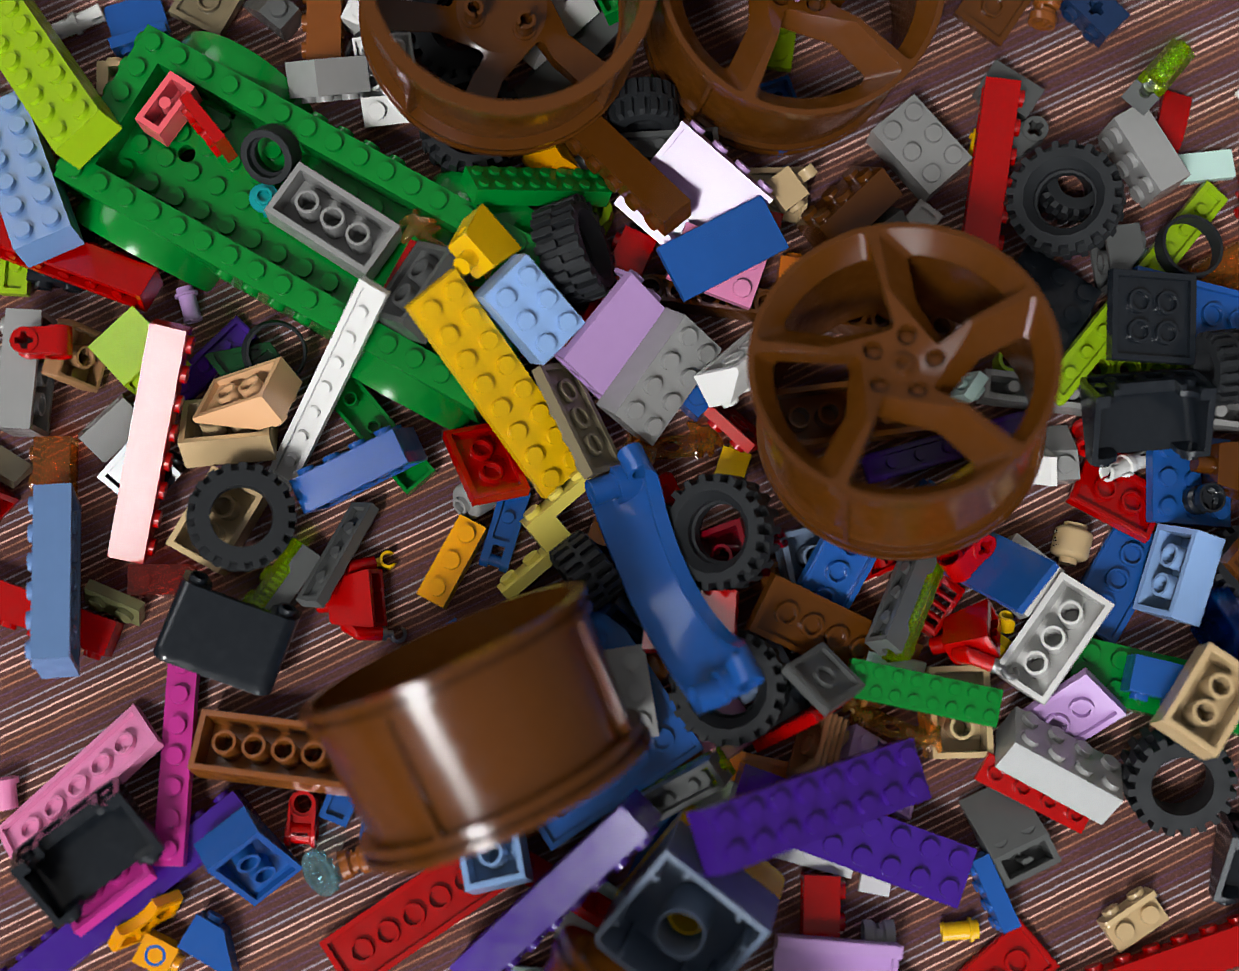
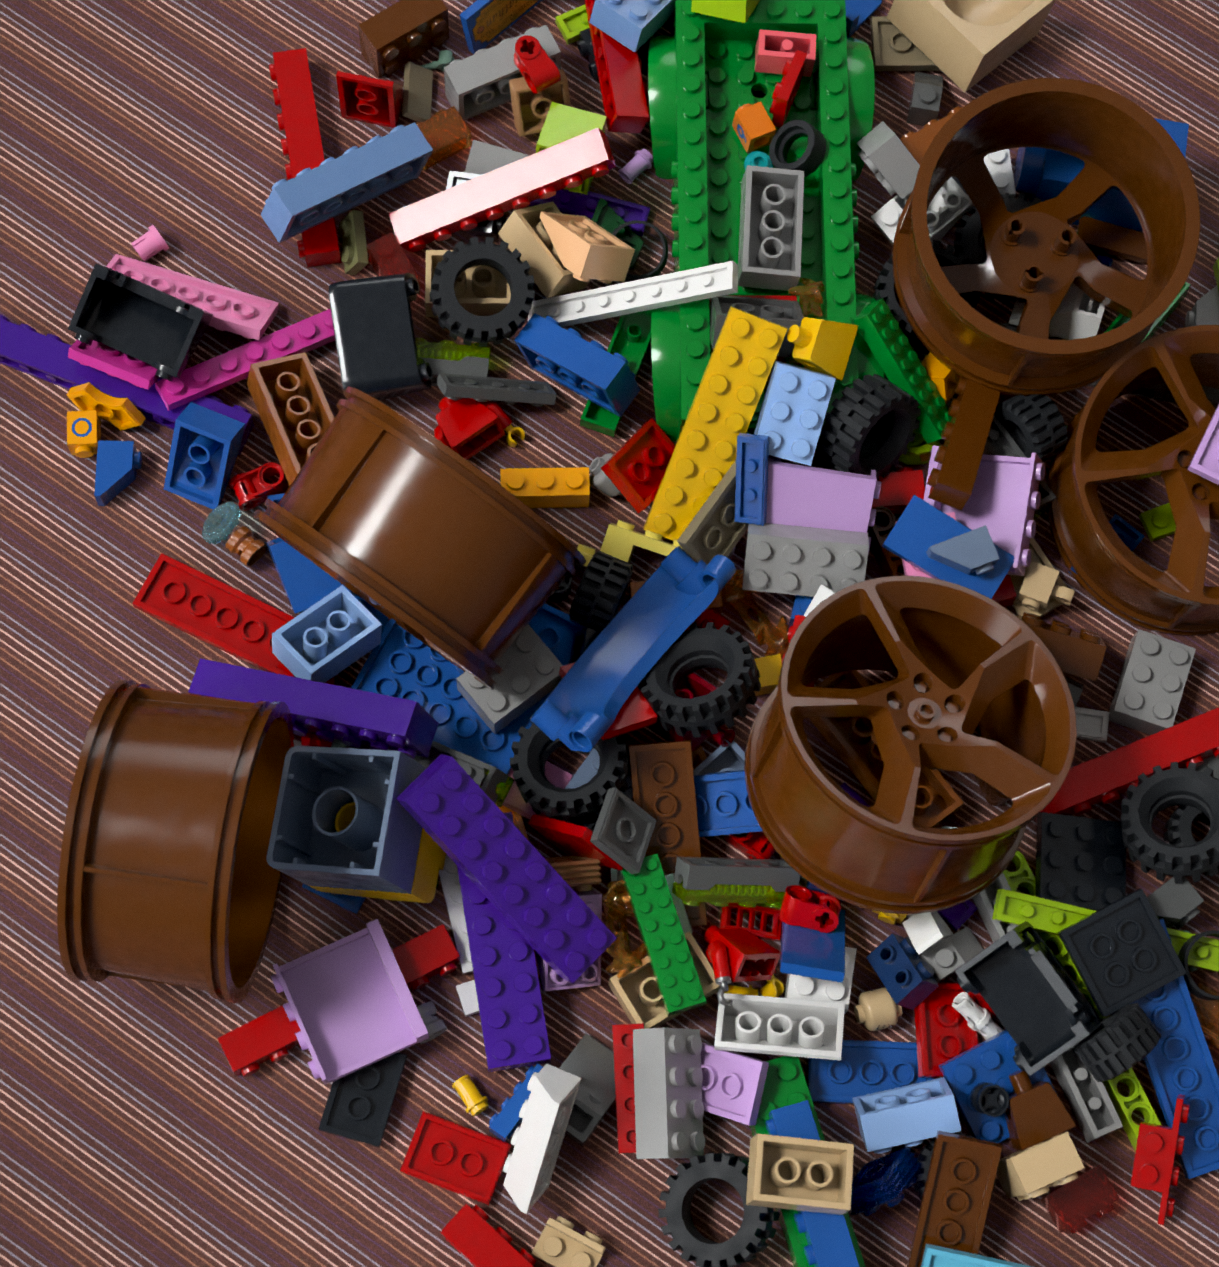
camera: 60 degrees right, 10 degrees down
(223, 180) = (753, 126): none -> orange brick
(504, 532) = (596, 516): blue plate -> none
(566, 380) = (751, 478): none -> blue tile
(737, 232) = (967, 552): none -> sand blue slope
(1039, 898) = (540, 1135): none -> white slope
(1057, 506) = (903, 971): none -> dark blue brick

